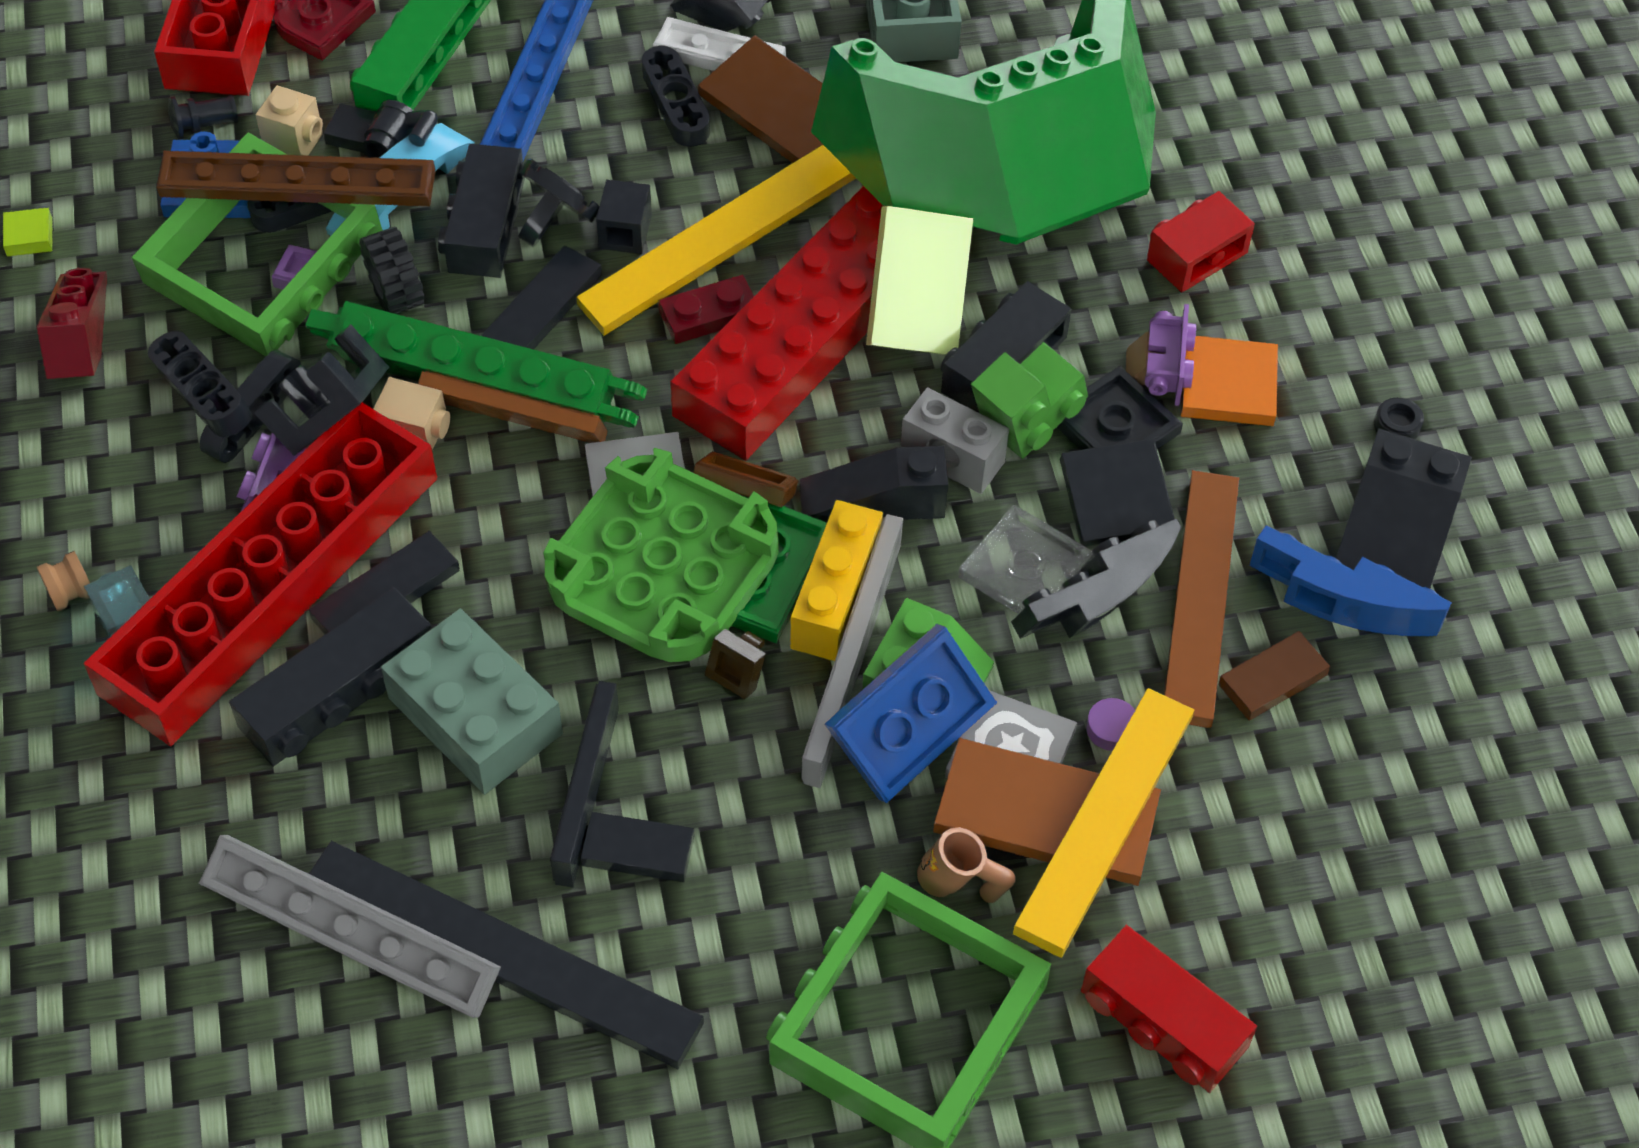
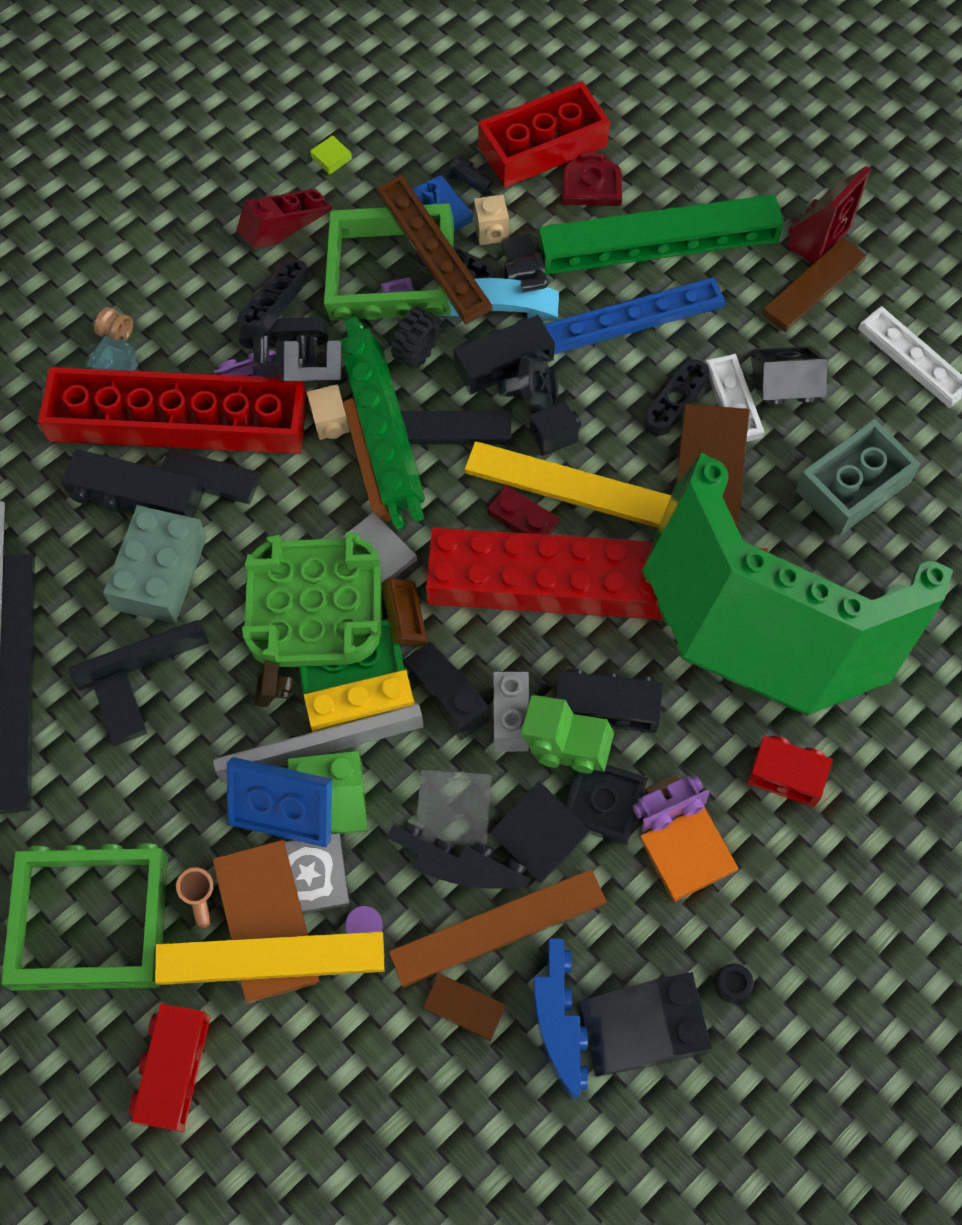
camera: 60 degrees right, 10 degrees up
(919, 280) = (608, 618): yellowish green tile -> none

